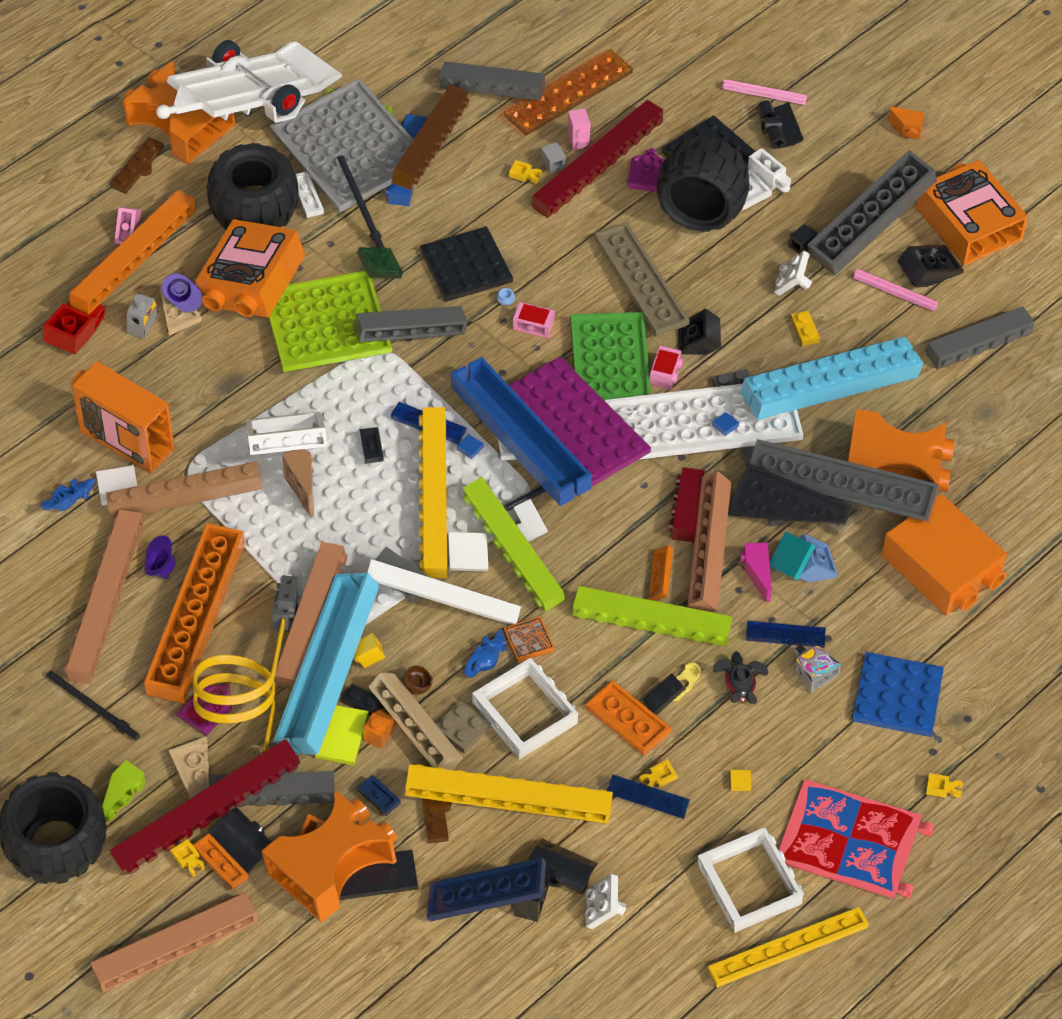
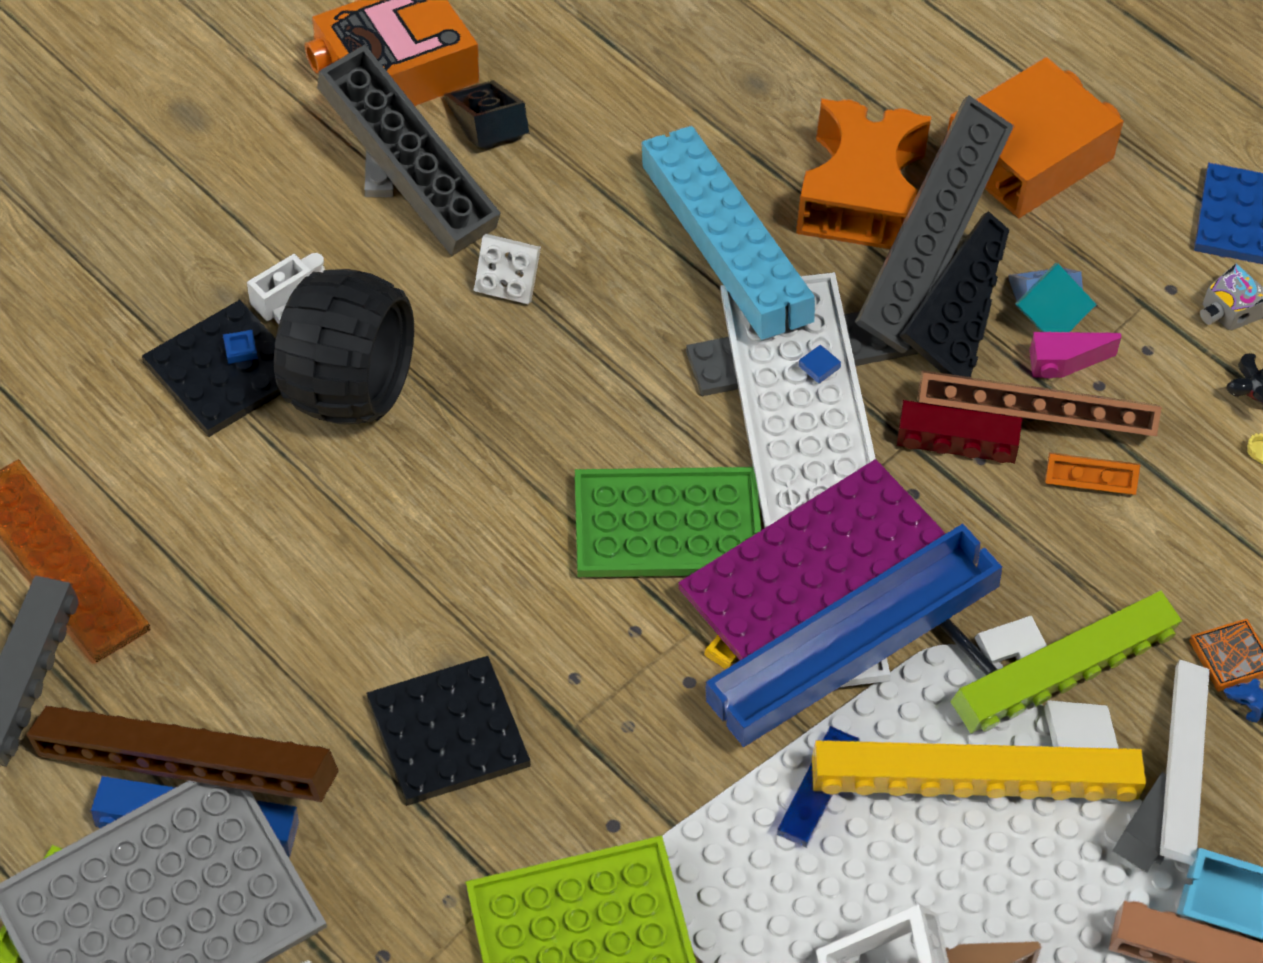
camera: 90 degrees left, 0 degrees up
(371, 445) = (876, 872): black plate -> none
(375, 234) = (380, 871): black bar -> none
(379, 262) = (452, 861): clear green plate -> none
(410, 324) = (612, 805): dark grey brick -> none
(470, 446) = (866, 722): blue tile -> none
(505, 296) = (529, 668): light blue plate -> none
(524, 171) = (242, 634): yellow plate -> none
(533, 320) = (586, 625): bright pink brick -> none
(553, 157) = (214, 585): light grey brick -> none
(578, 129) = (166, 537): bright pink brick -> none
(597, 159) = (227, 521): dark red brick -> none
(641, 279) = (500, 469): dark tan plate -> none
(645, 171) = (256, 454): magenta tile -> none
(652, 616) = (1172, 490): lime brick -> none
(665, 368) = (688, 445): brick -> none
(701, 335) = (620, 400): black slope -> none
(764, 92) = (95, 288): bright pink axle -> none
(779, 124) = (172, 271): black panel -> none
(785, 634) = (1175, 334): clear blue tile -> none
(801, 237) = (428, 256): black brick -> none
(805, 328) = (601, 271): yellow plate -> none
(895, 289) = (529, 159): bright pink axle -> none
(906, 121) = (193, 112): orange slope -> none
(980, 337) = (629, 70): dark grey brick -> none

